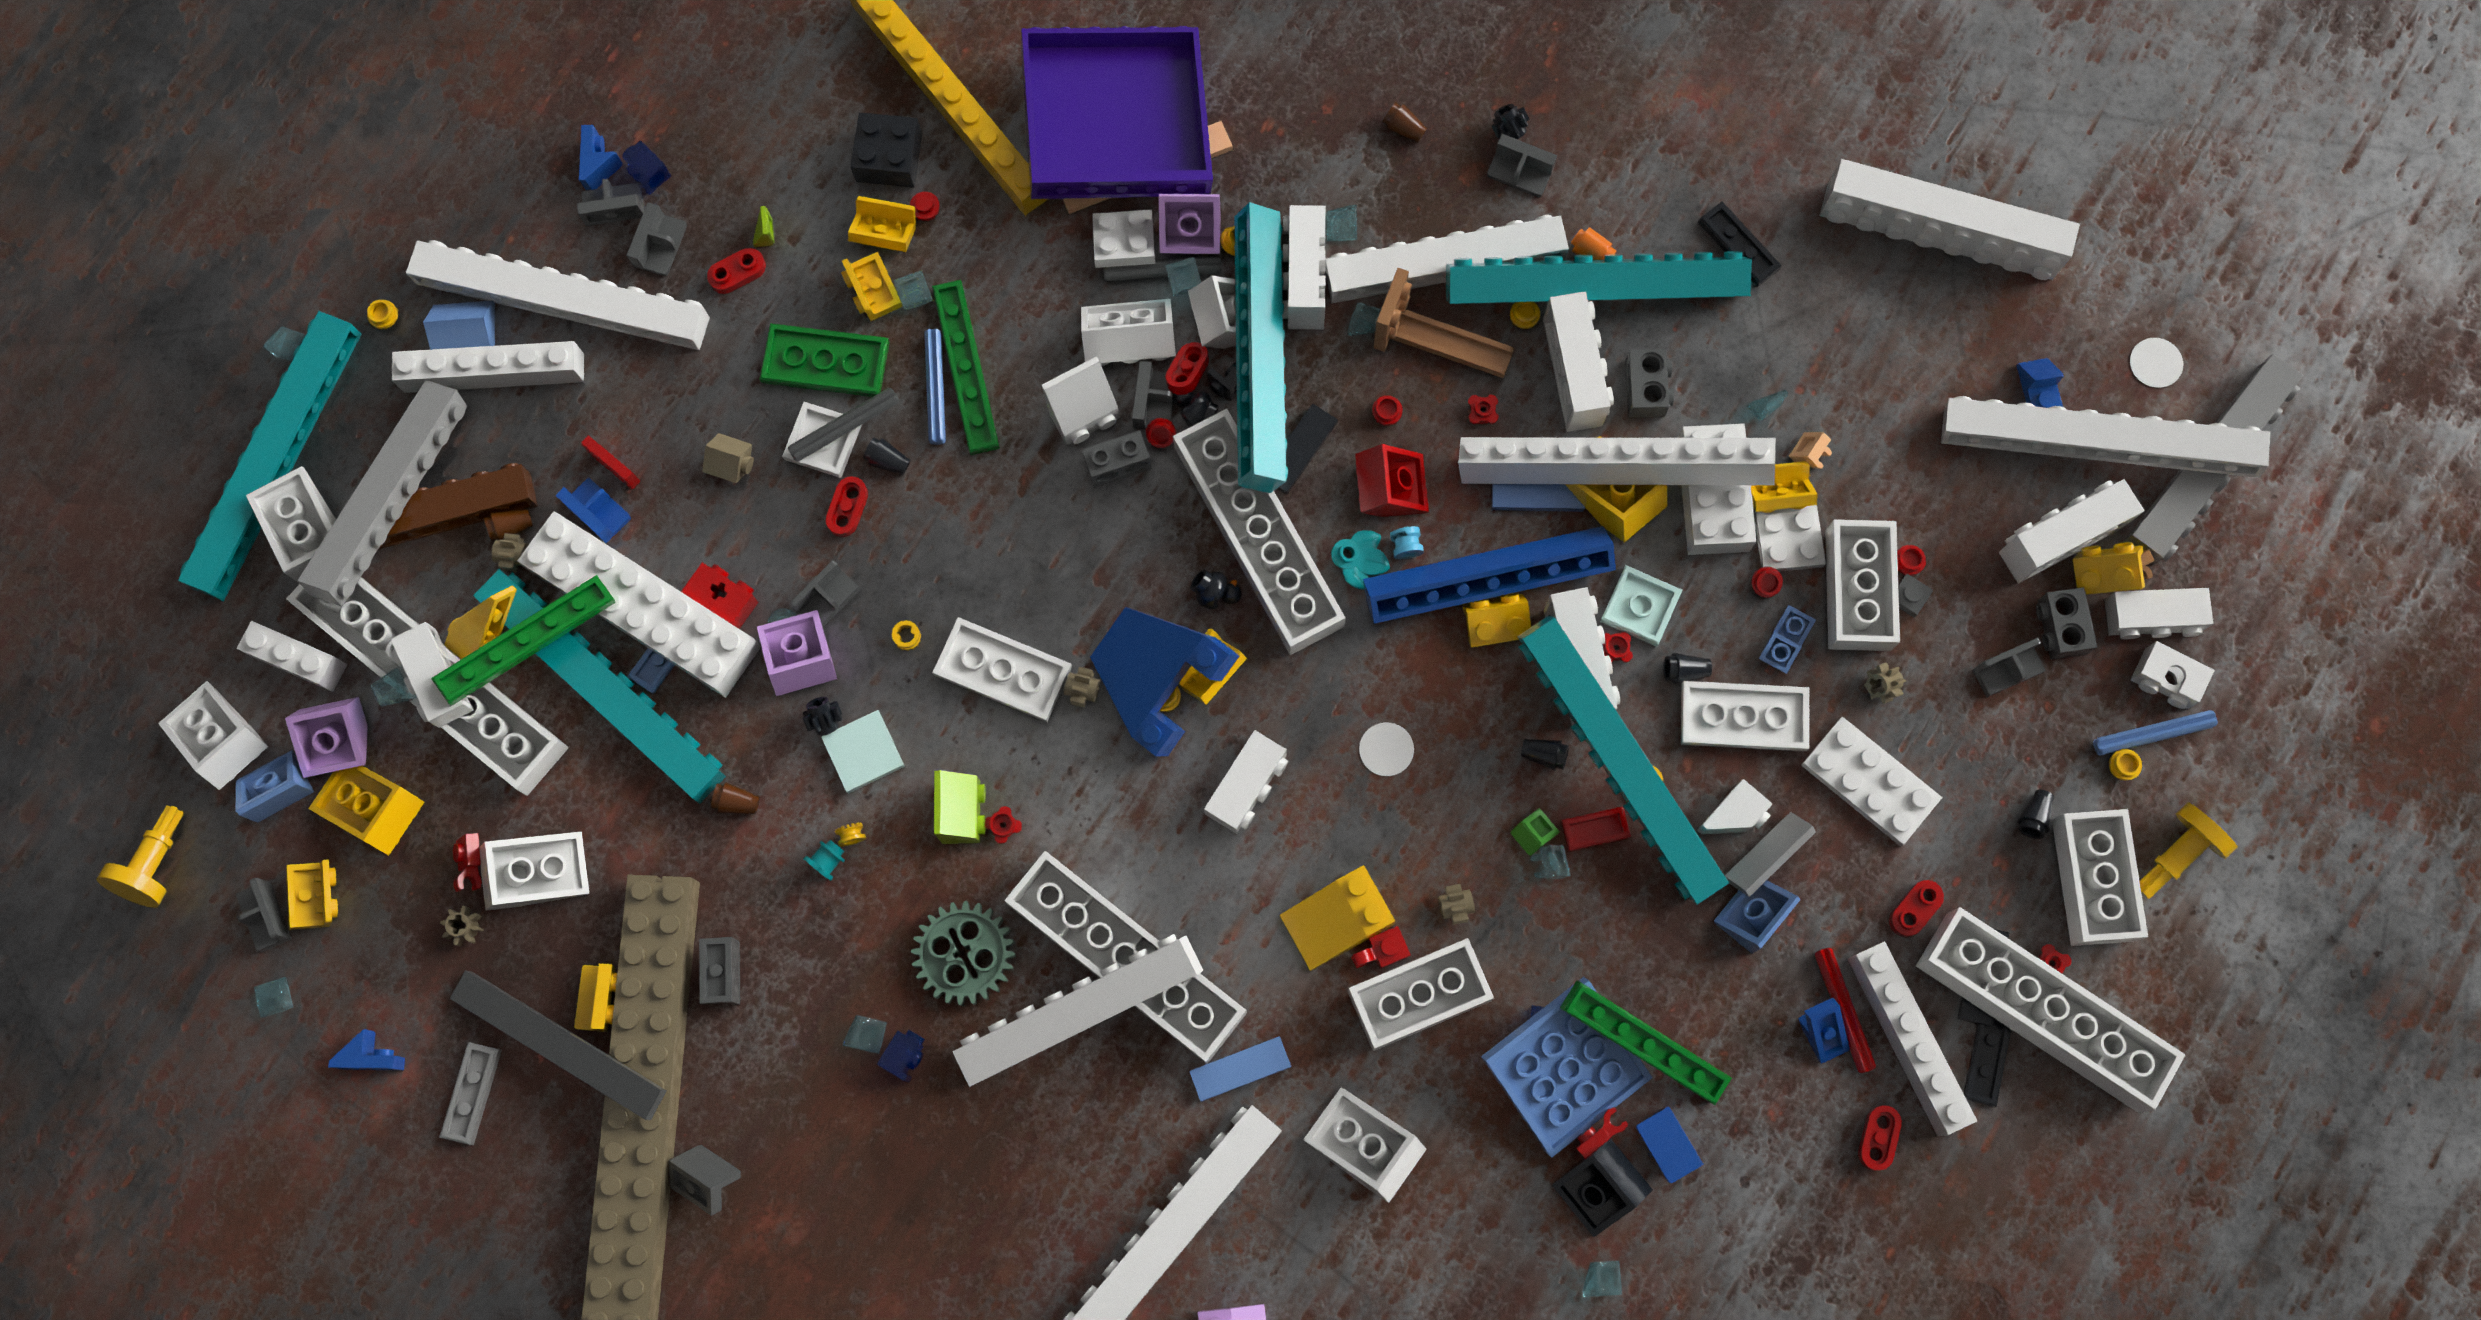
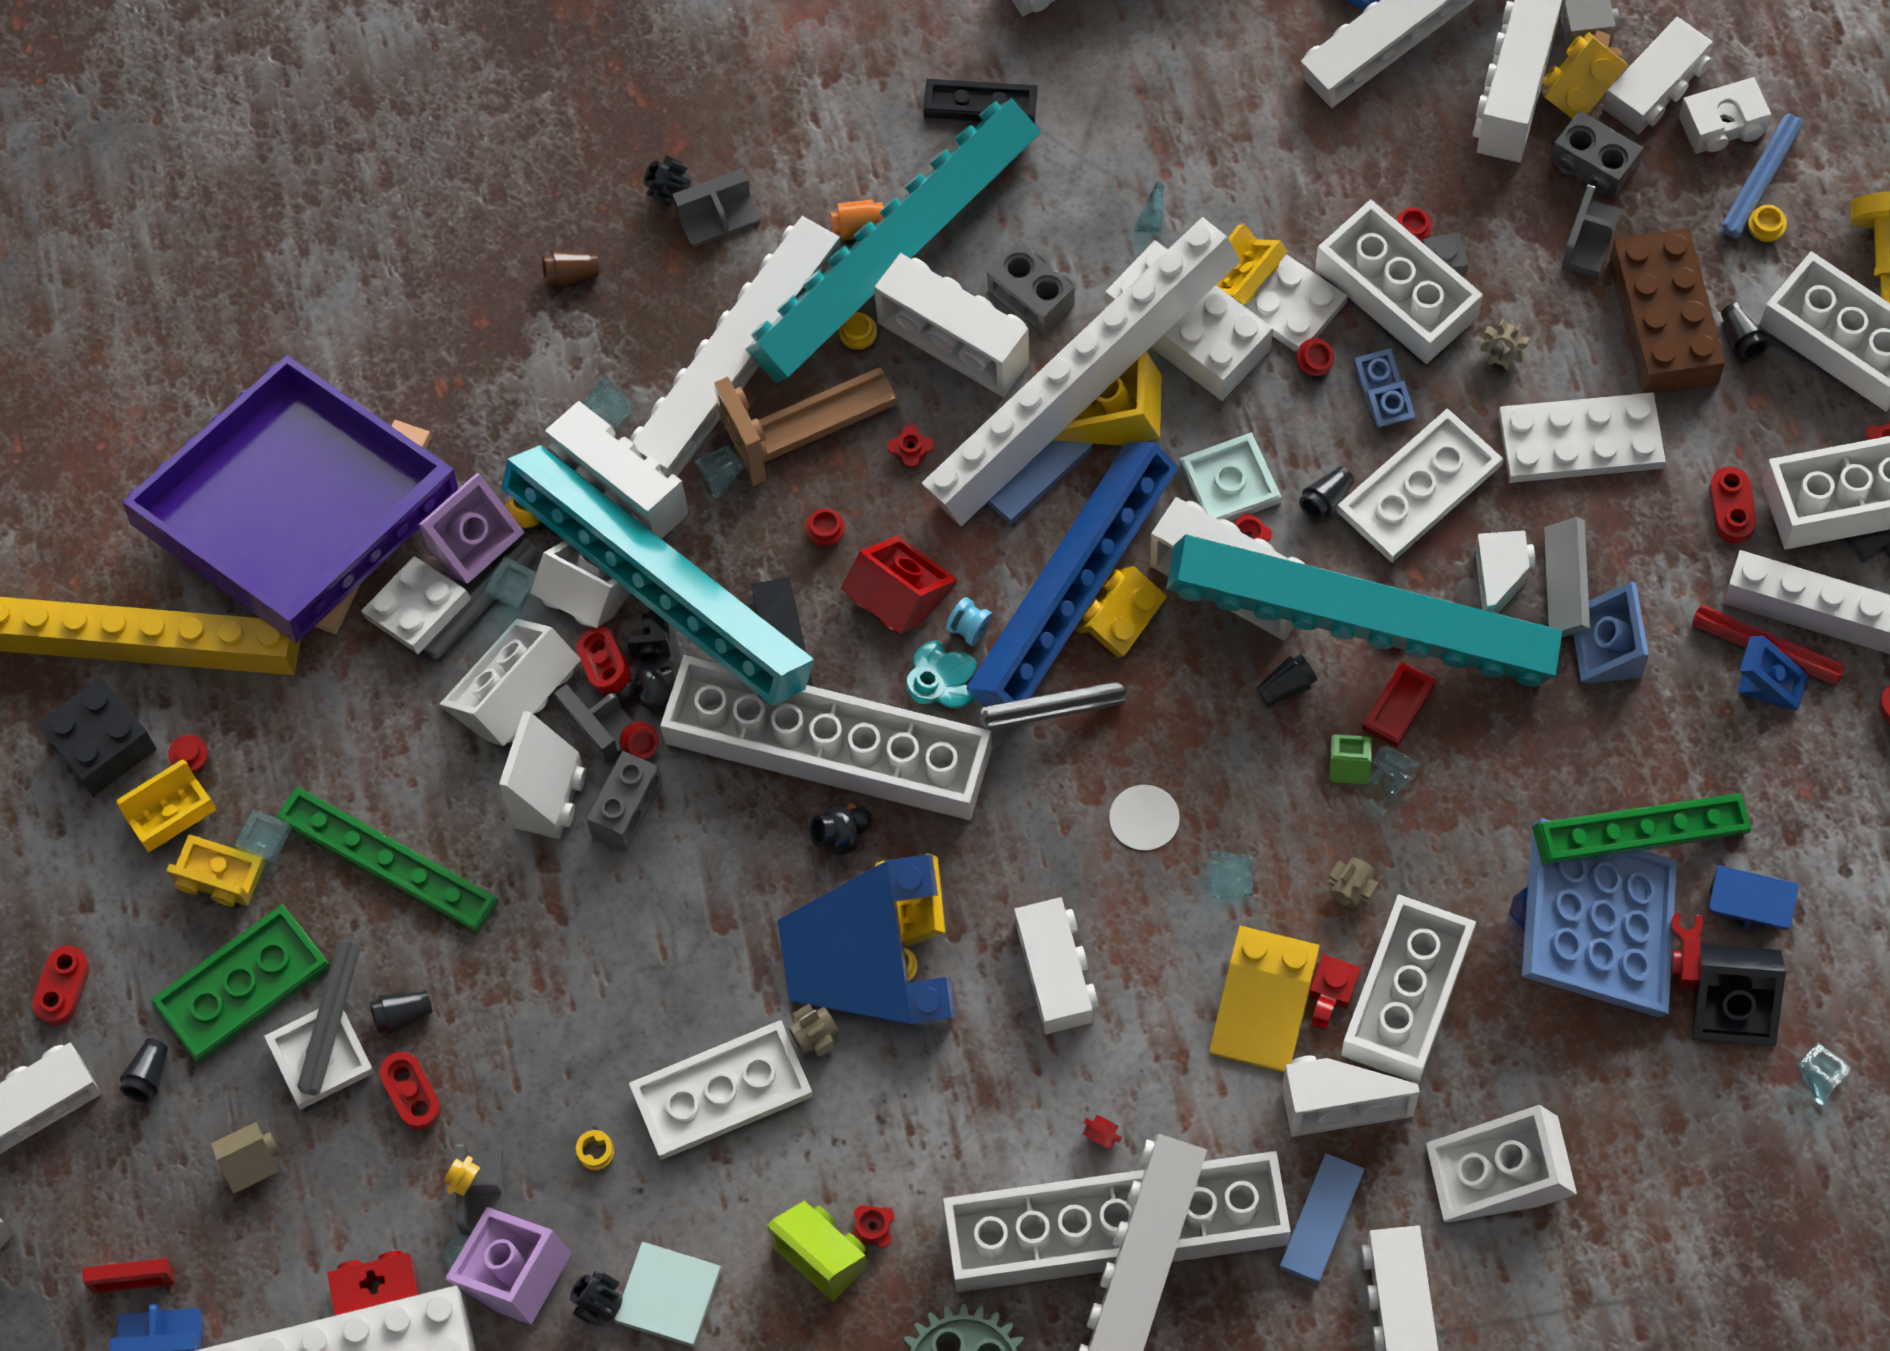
camera: 45 degrees left, 10 degrees down
(728, 360) = (144, 1072): none -> black cone
(764, 229) = (51, 921): lime slope -> none
(813, 581) = (461, 1176): none -> yellow plate
(935, 387) = (377, 904): medium blue axle -> none
(1173, 899) = (1101, 1131): none -> red plate
(1311, 1009) = (1337, 1095): none -> white slope
(1397, 637) = (1052, 706): none -> dark grey axle
(1397, 830) = (1230, 874): none -> clear light blue slope
(1810, 448) = (1230, 210): light nougat tile -> none
(2003, 757) = (1666, 312): none -> reddish brown brick

